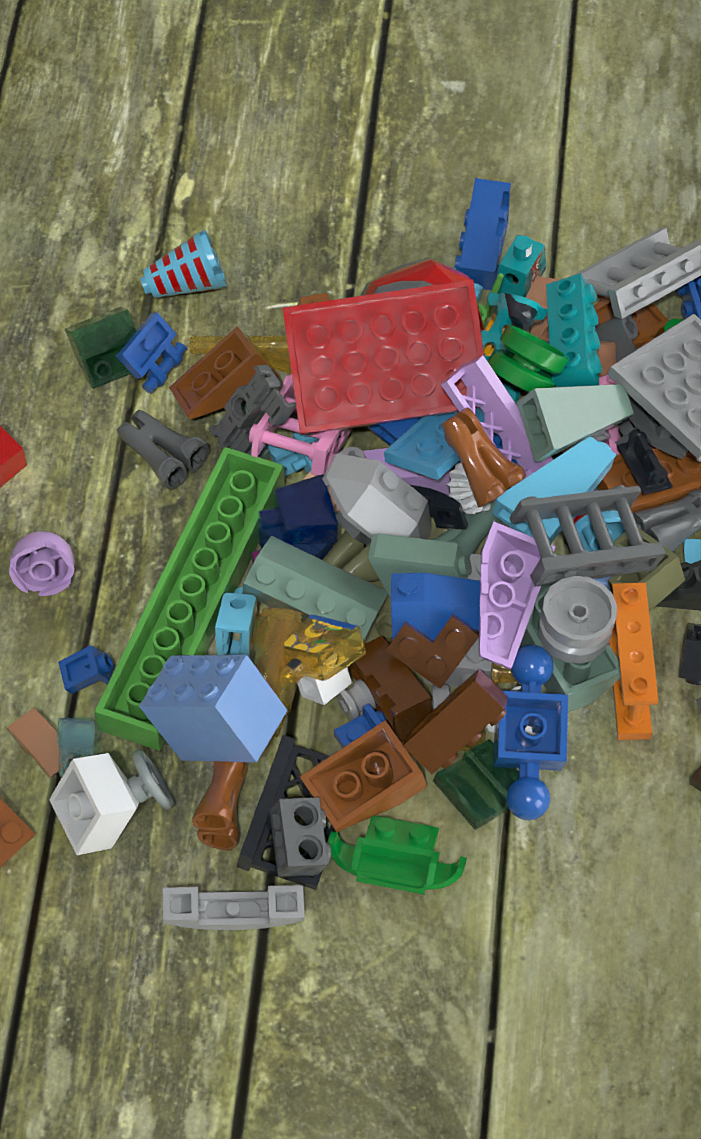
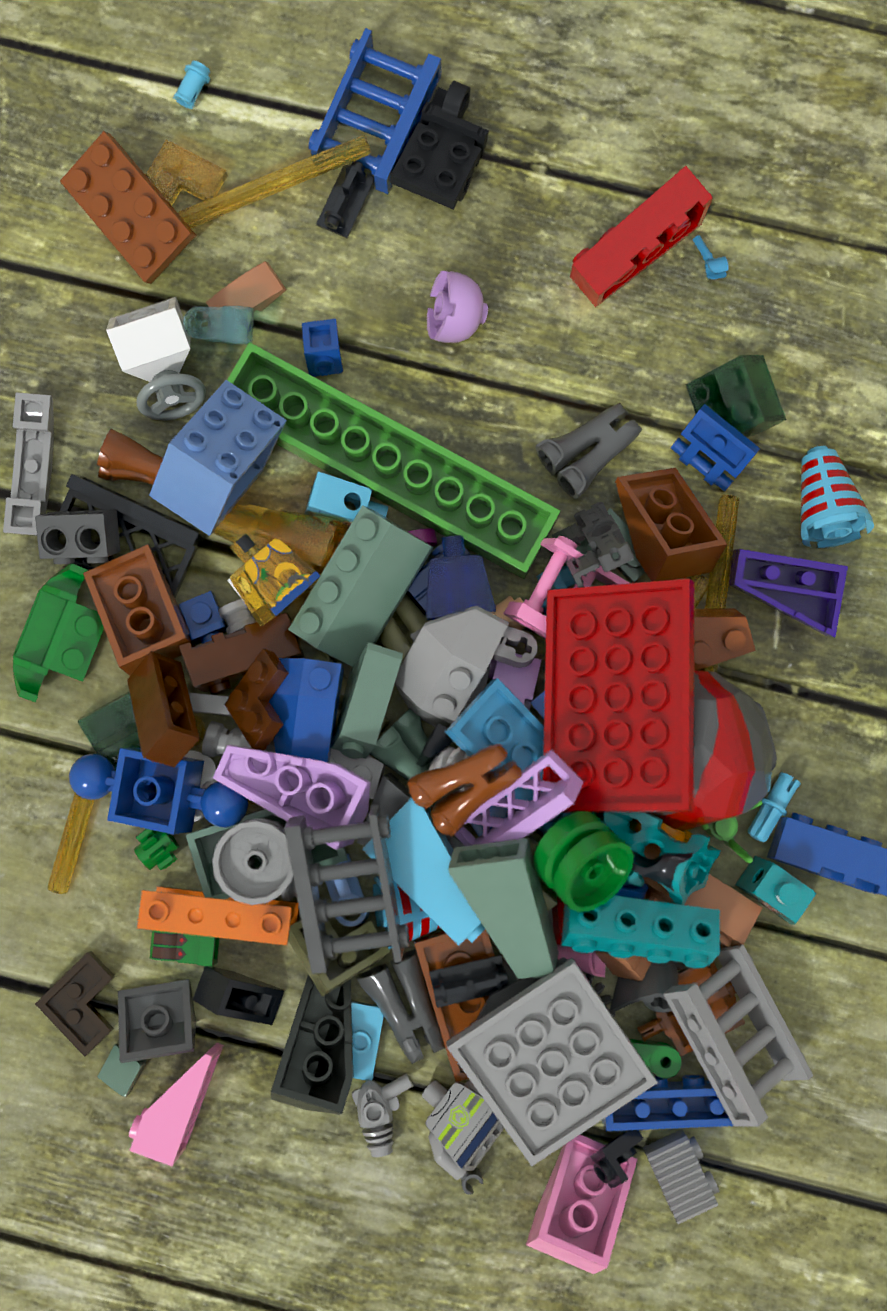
camera: 100 degrees right, 25 degrees up
(265, 284) = (793, 586): none -> dark purple wedge
(584, 735) = (156, 849): none -> green gear
(594, 816) = (70, 845): none -> clear yellow axle
(669, 713) = (184, 948): none -> green leg

